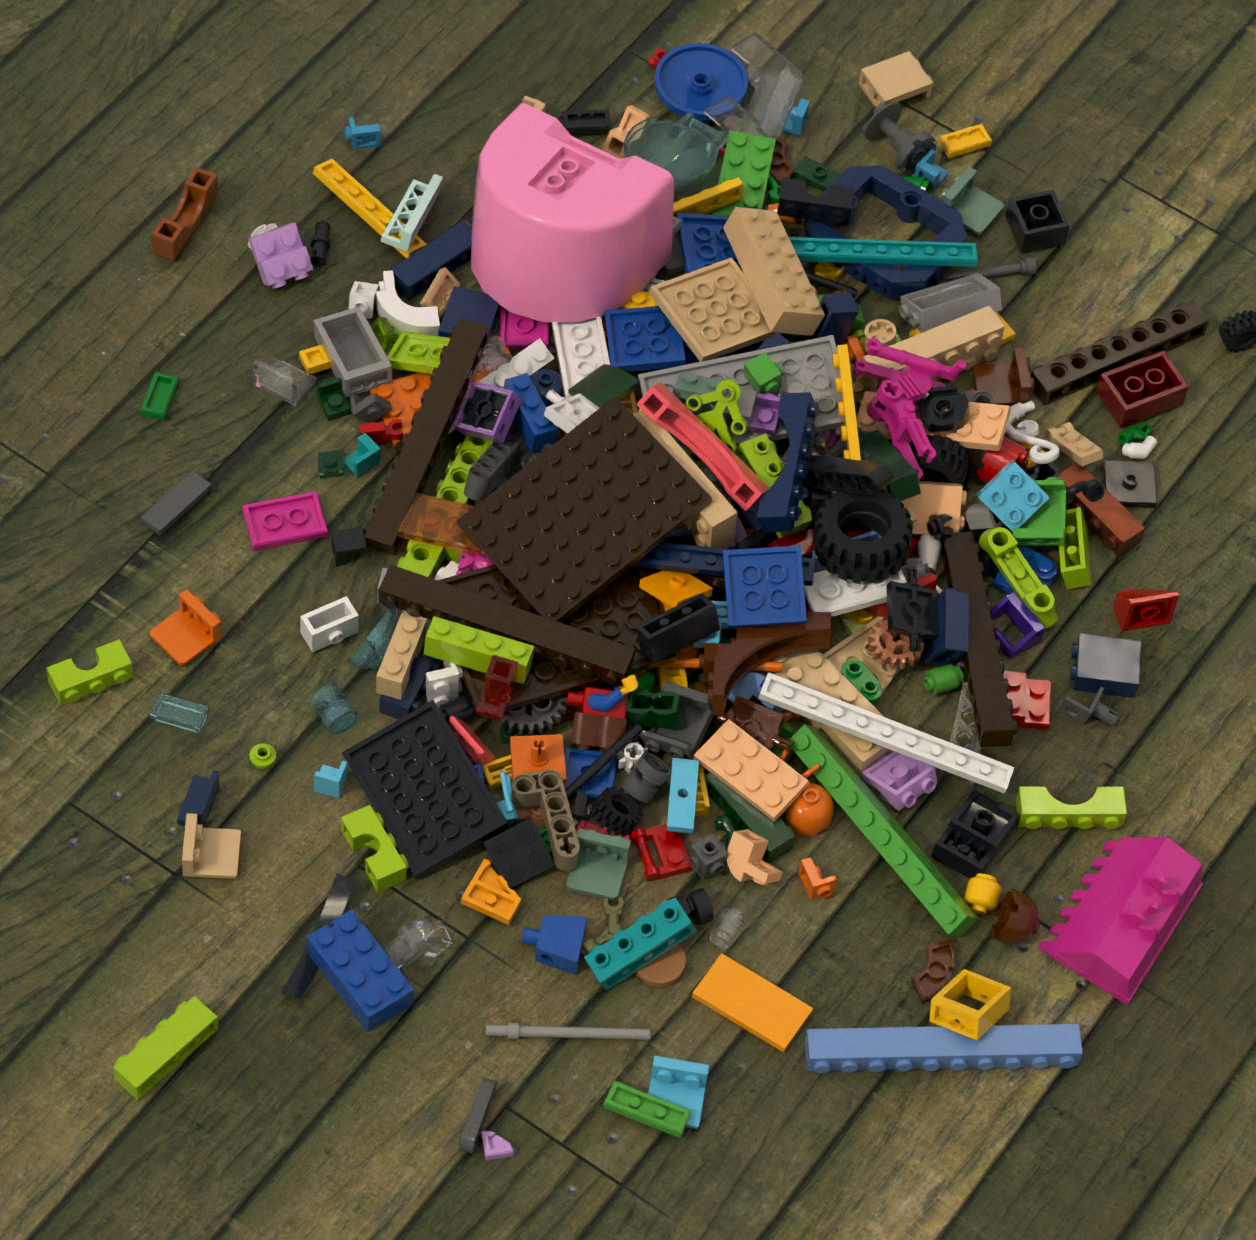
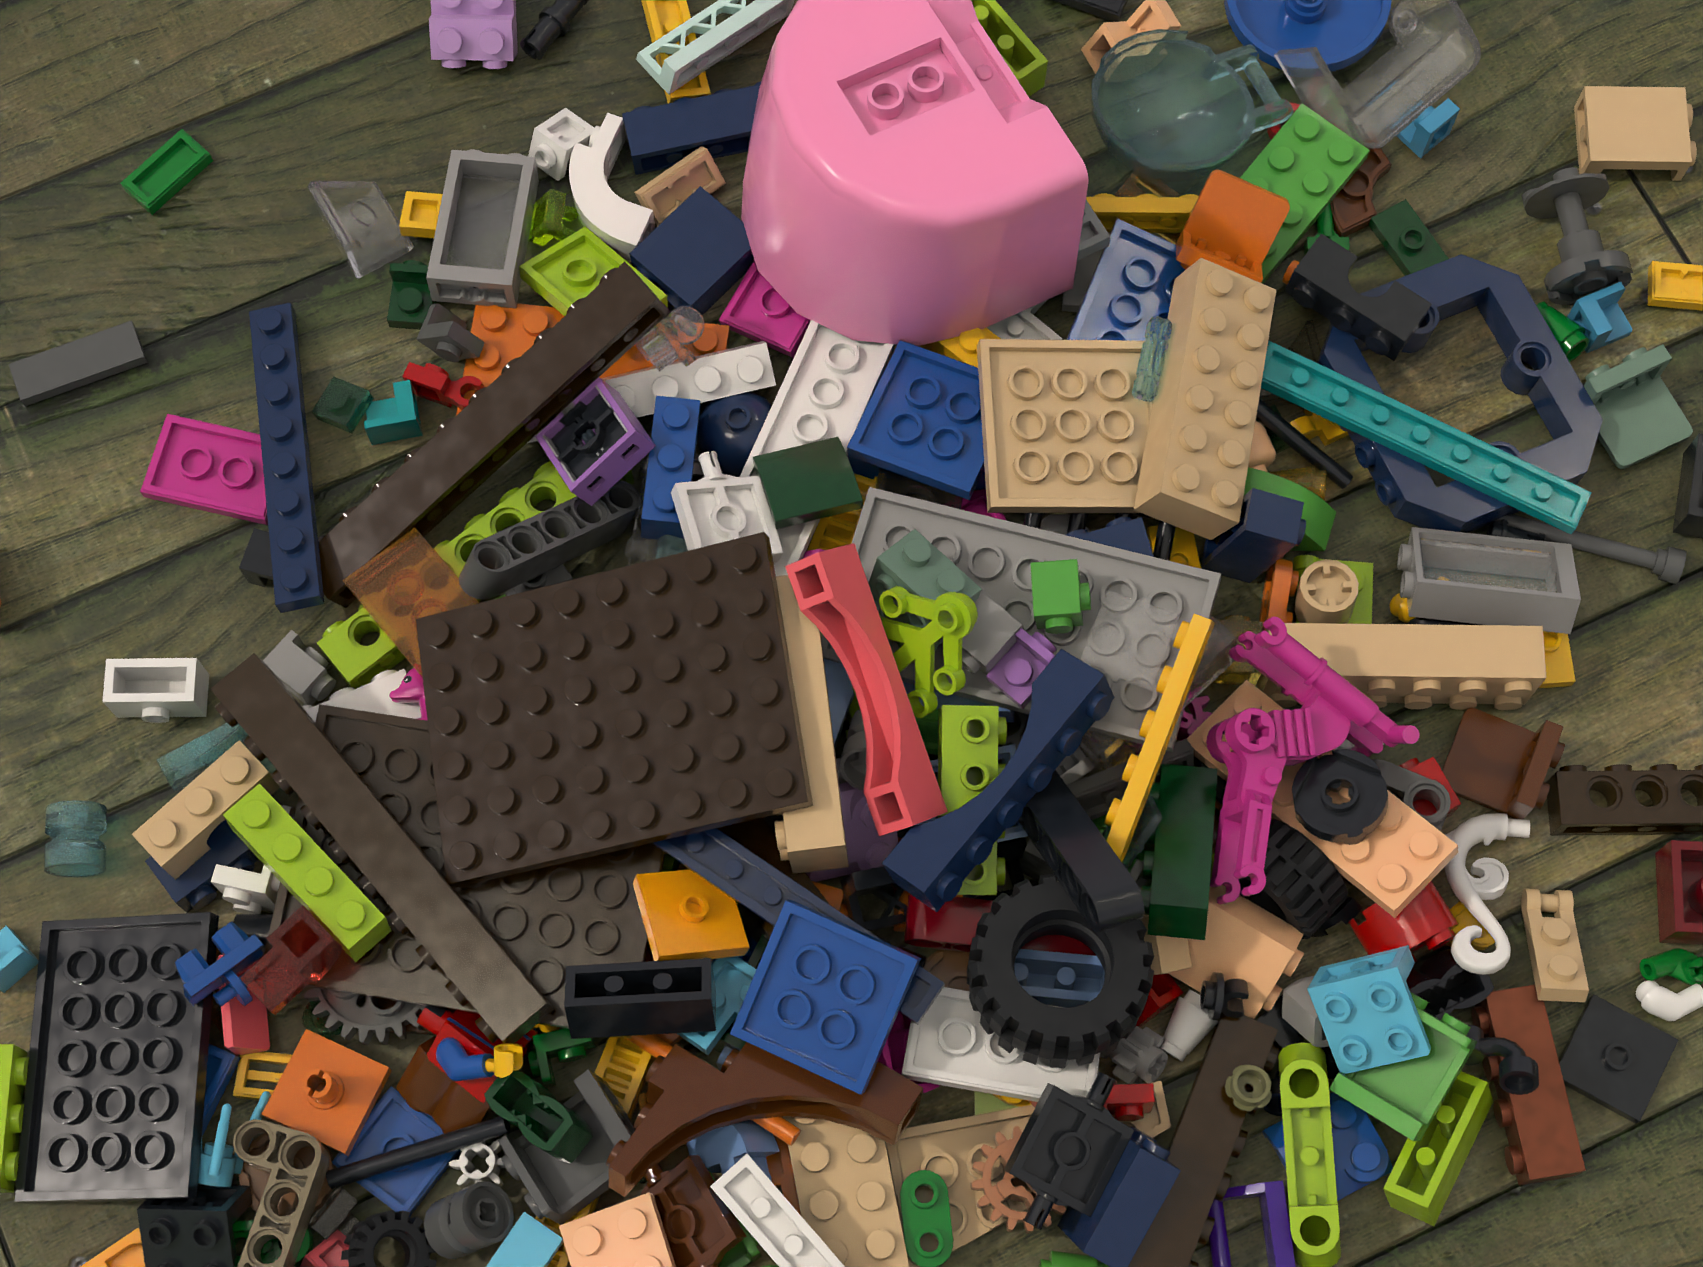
camera: 35 degrees right, 15 degrees up
(324, 493) = (286, 459): none -> dark blue plate
(464, 716) = (238, 954): none -> blue hips
(733, 189) = (1232, 225): none -> orange bracket
(737, 263) = (1152, 359): none -> clear light blue axle
(975, 555) = (1257, 1079): none -> olive plate

